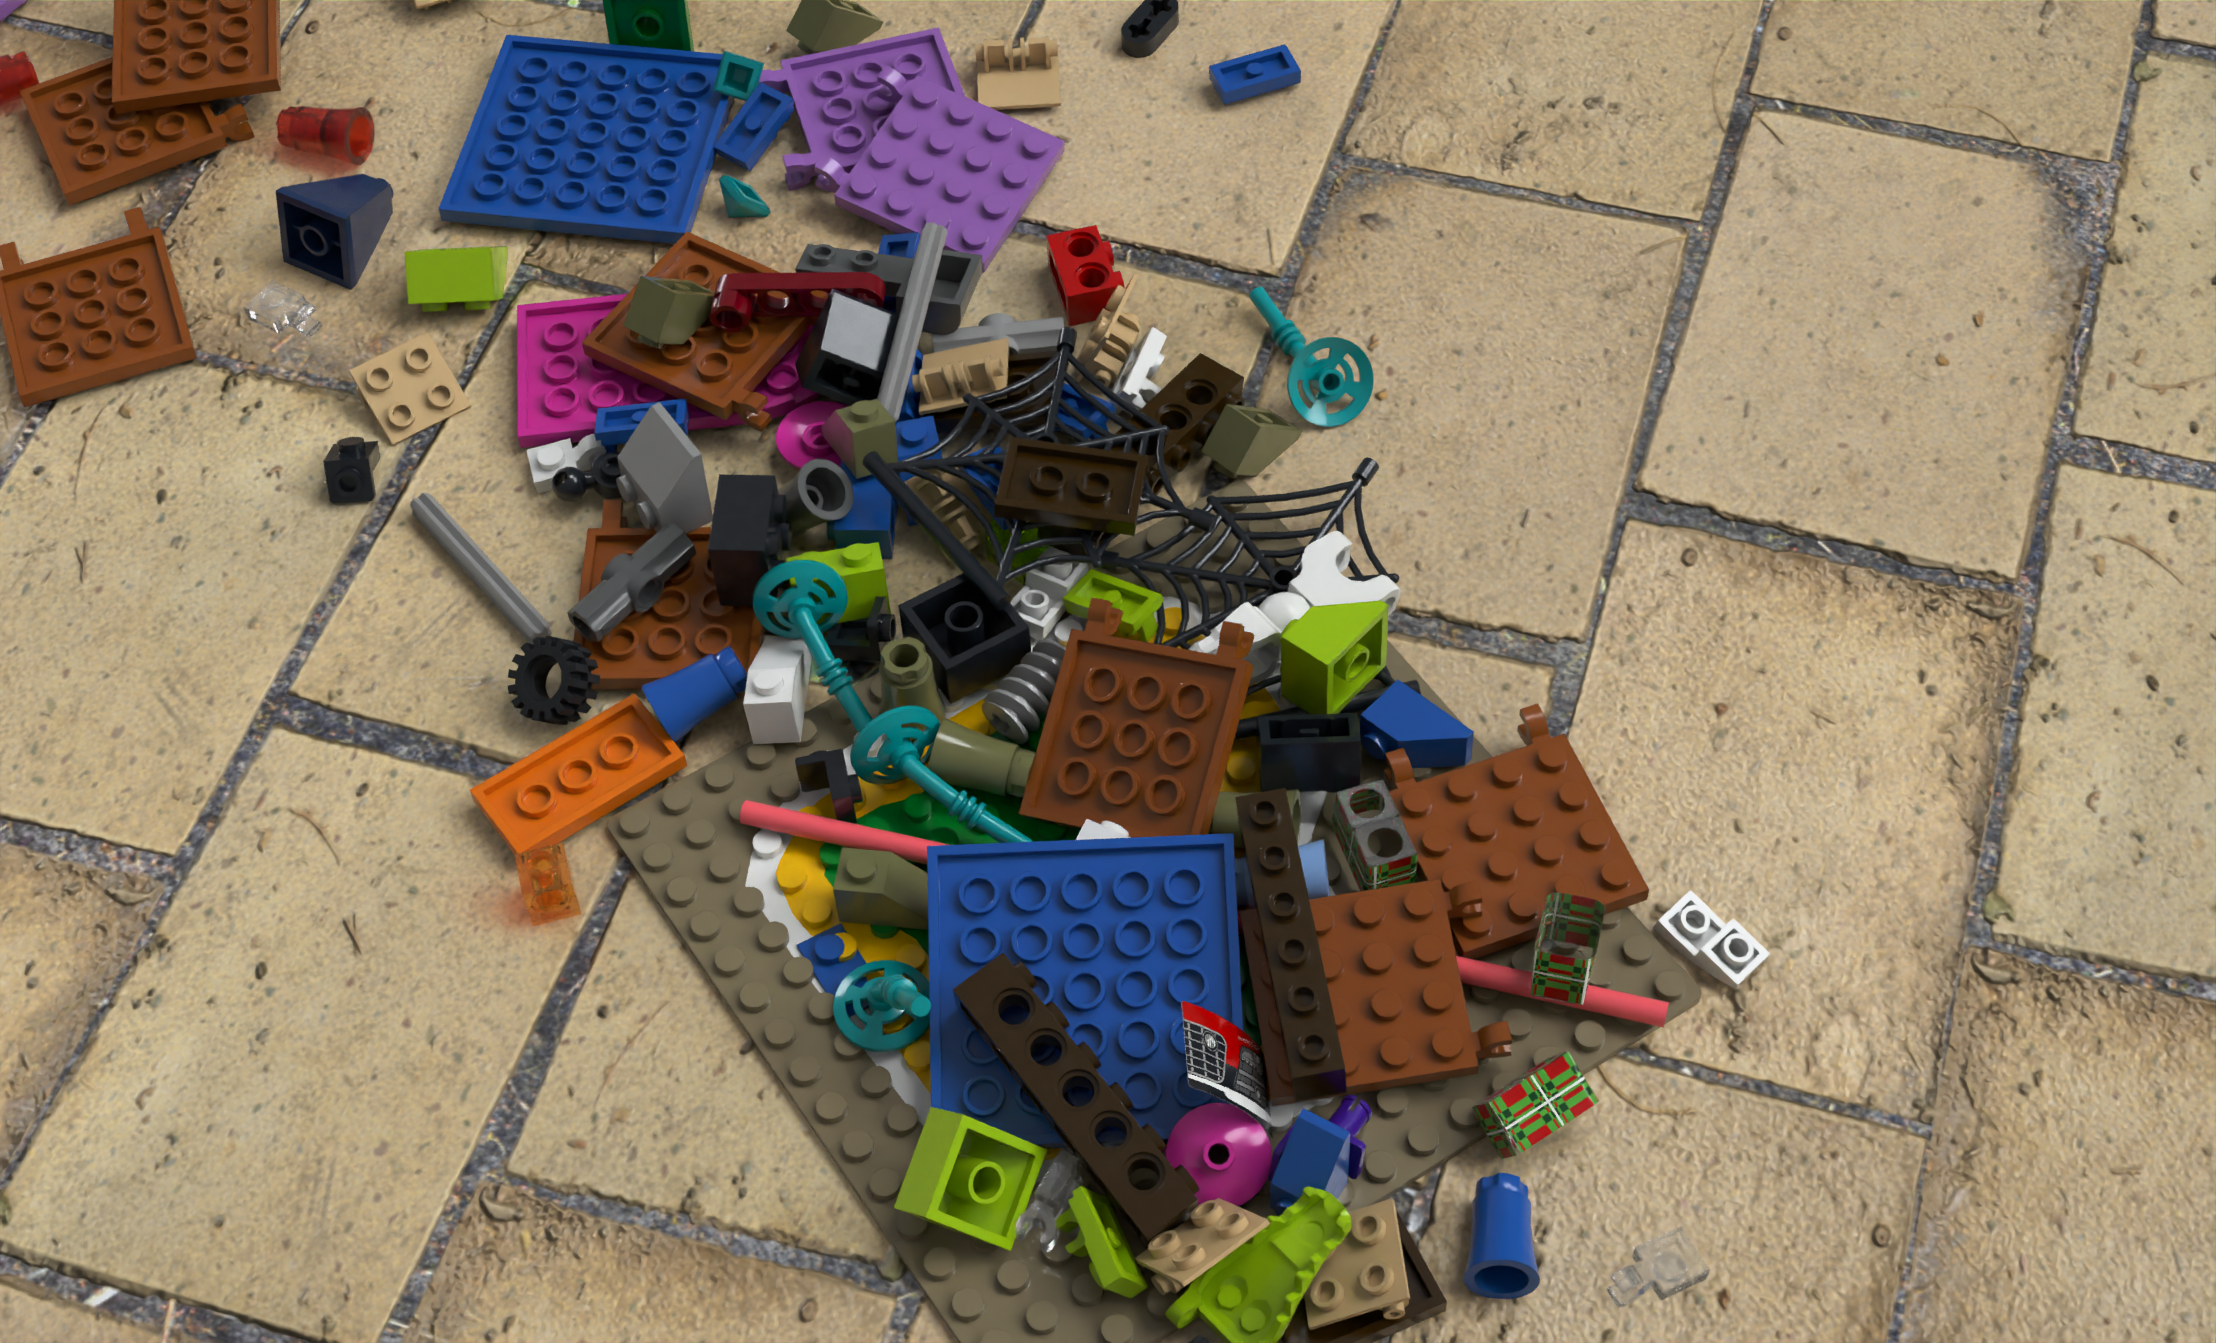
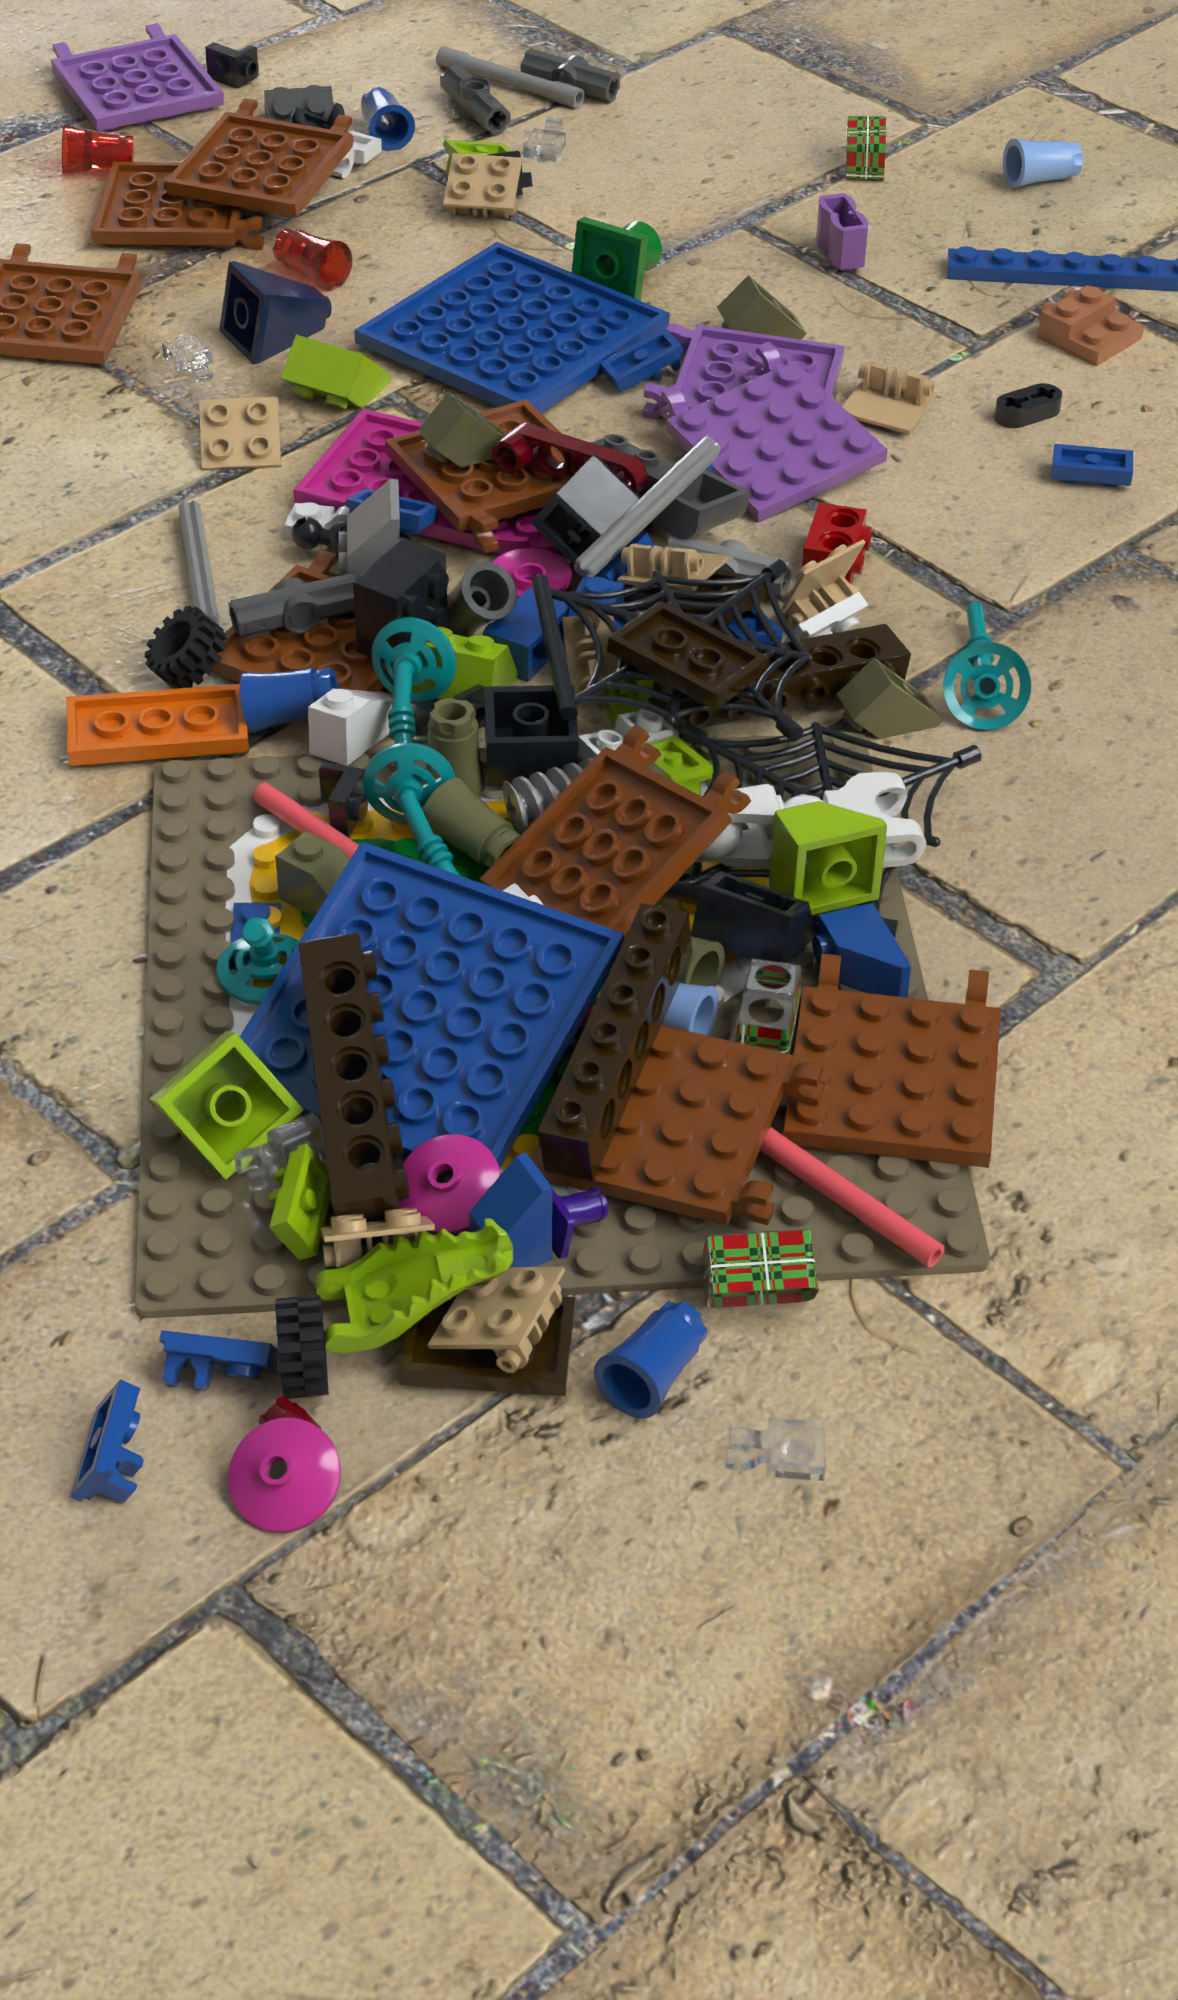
camera: 25 degrees right, 10 degrees down
(350, 470) = (150, 468): black bracket -> none
(548, 884) = (72, 780): clear orange brick -> none
(737, 76) = (650, 317): teal slope -> none
(742, 199) = (596, 405): teal slope -> none
(859, 431) = (556, 560): olive slope -> none
(1225, 1063) = (491, 1098): sticker -> none
(1576, 925) = (865, 1171): piece -> none
(1709, 943) = (1025, 1225): white slope -> none

